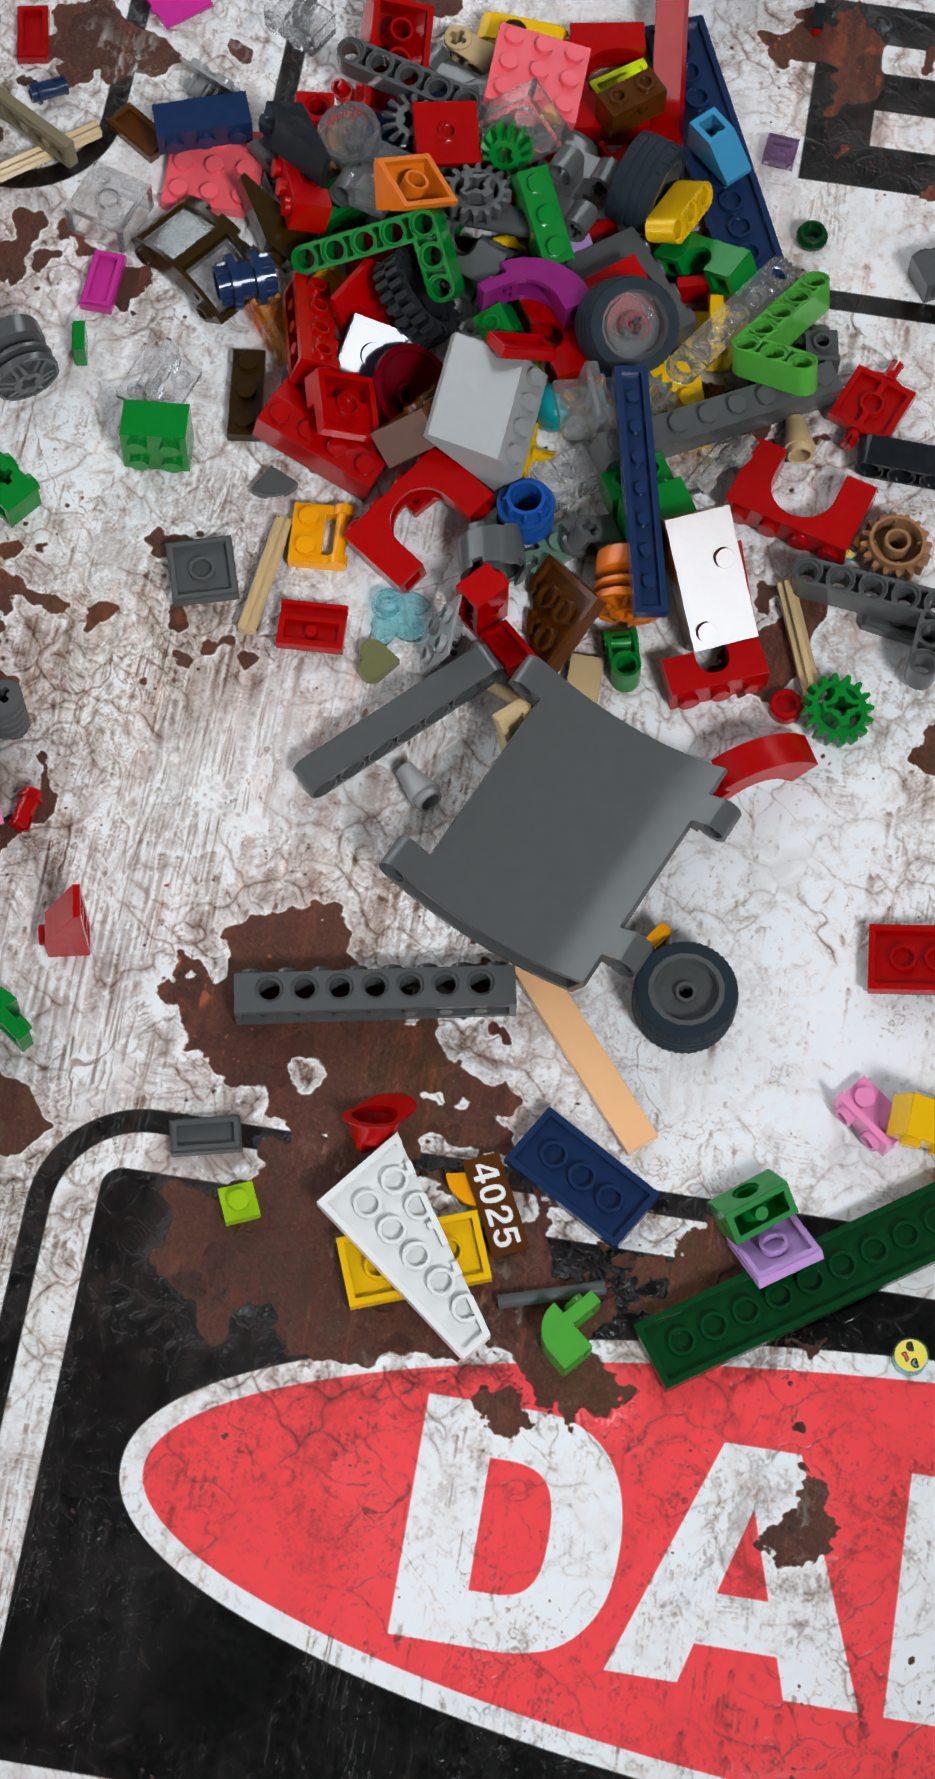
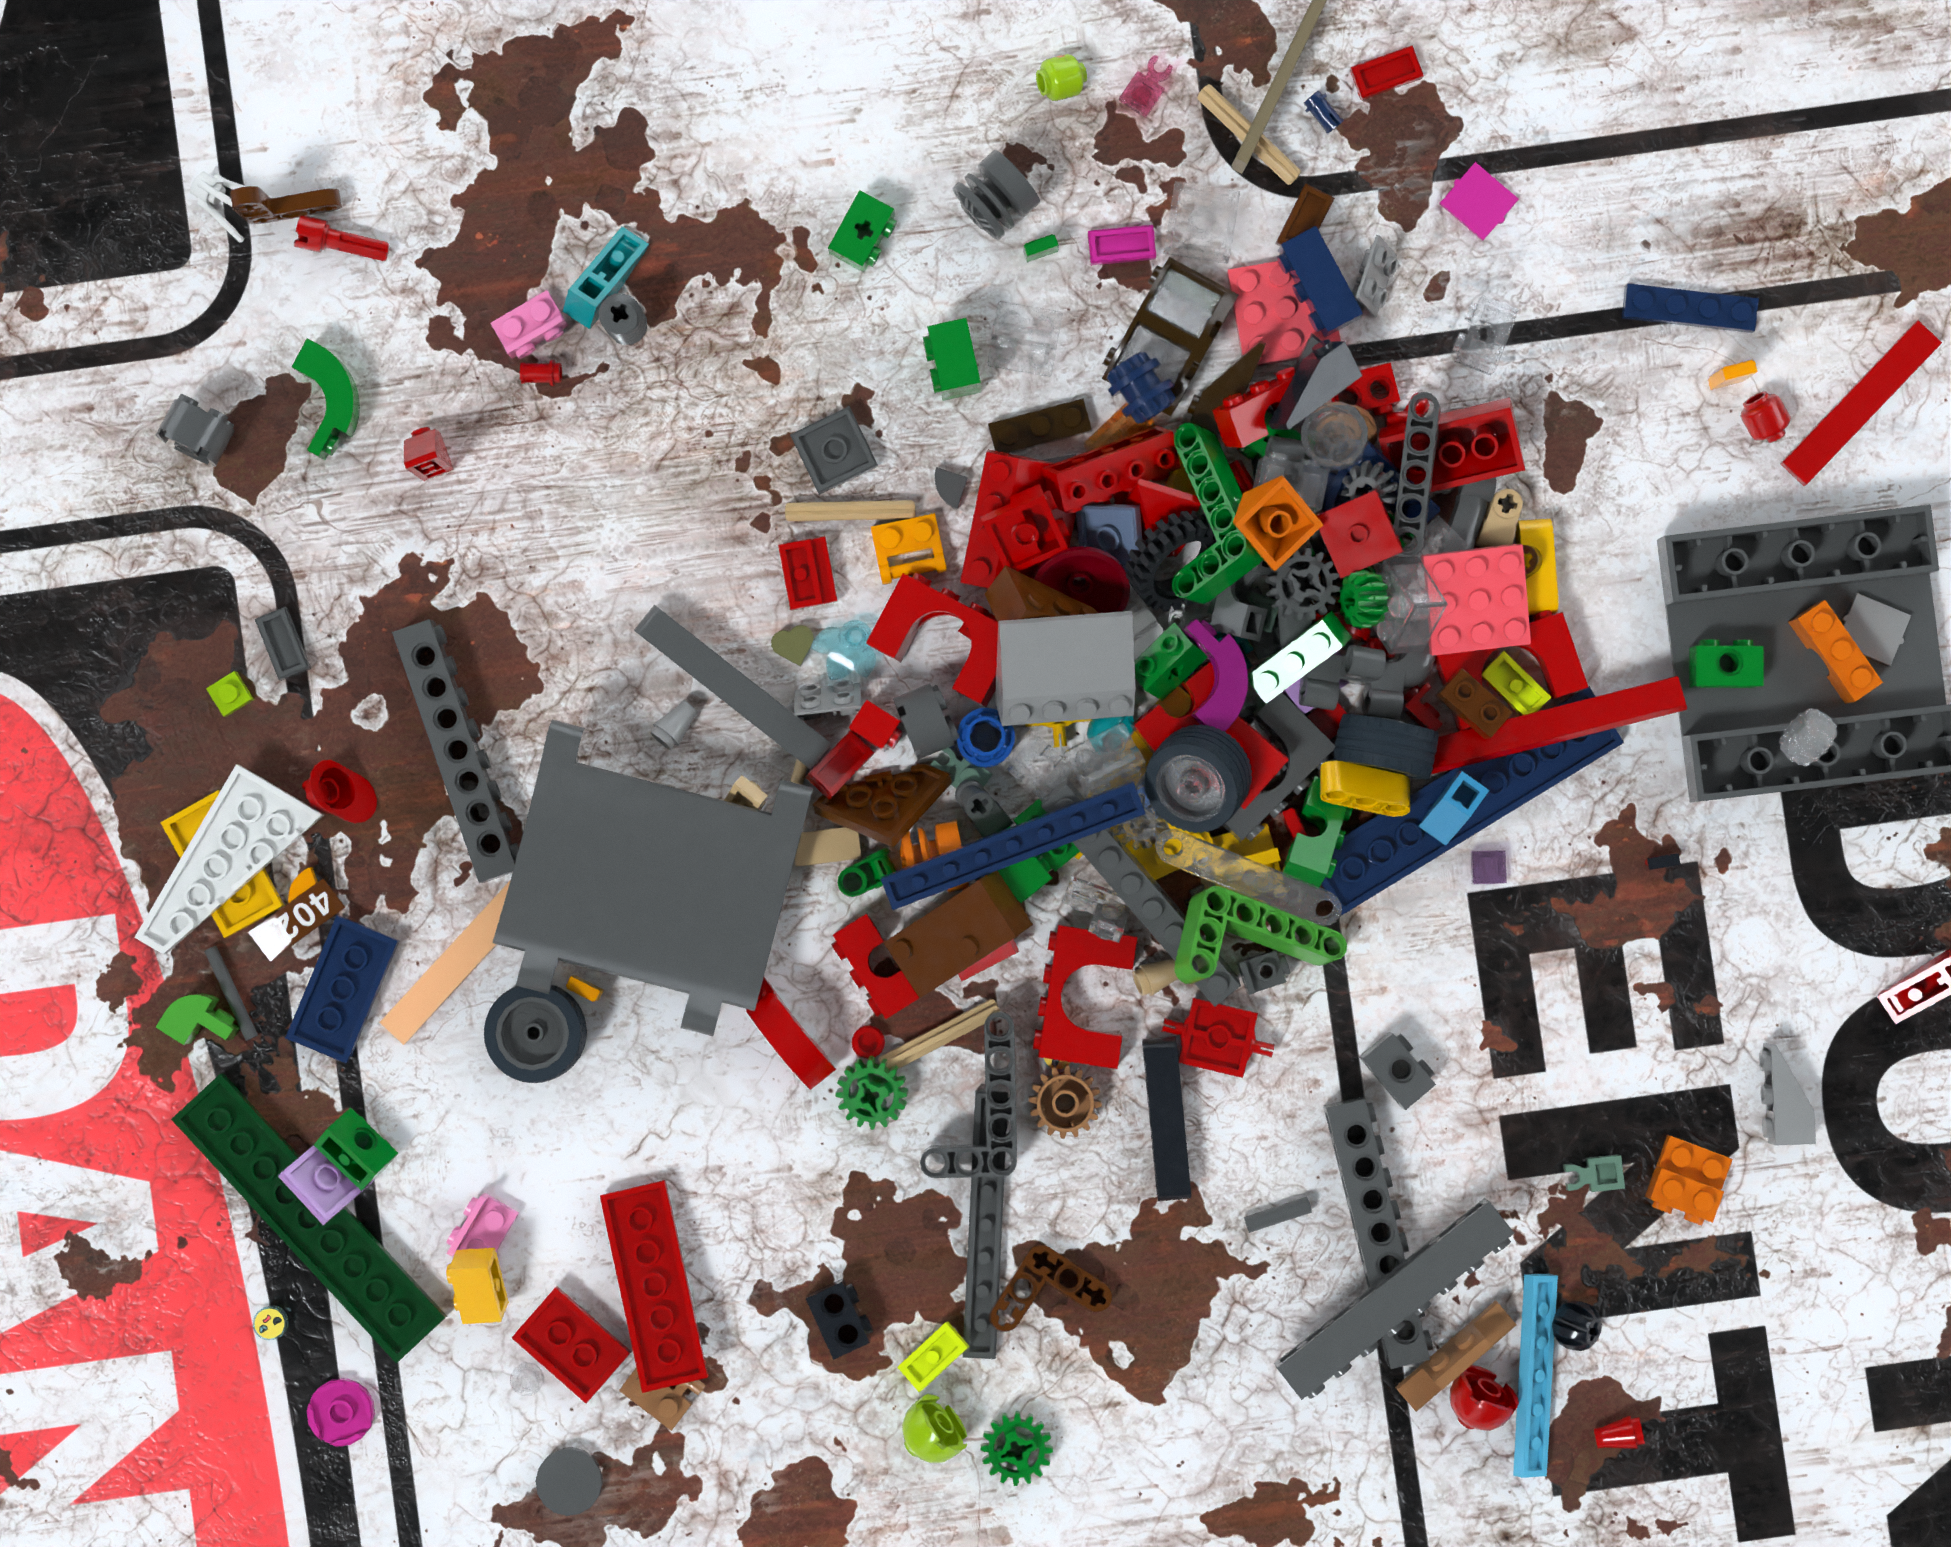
camera: 80 degrees right, 20 degrees up
(520, 346) = (1144, 681): red tile -> none
(815, 229) = (1407, 926): dark green plate -> none

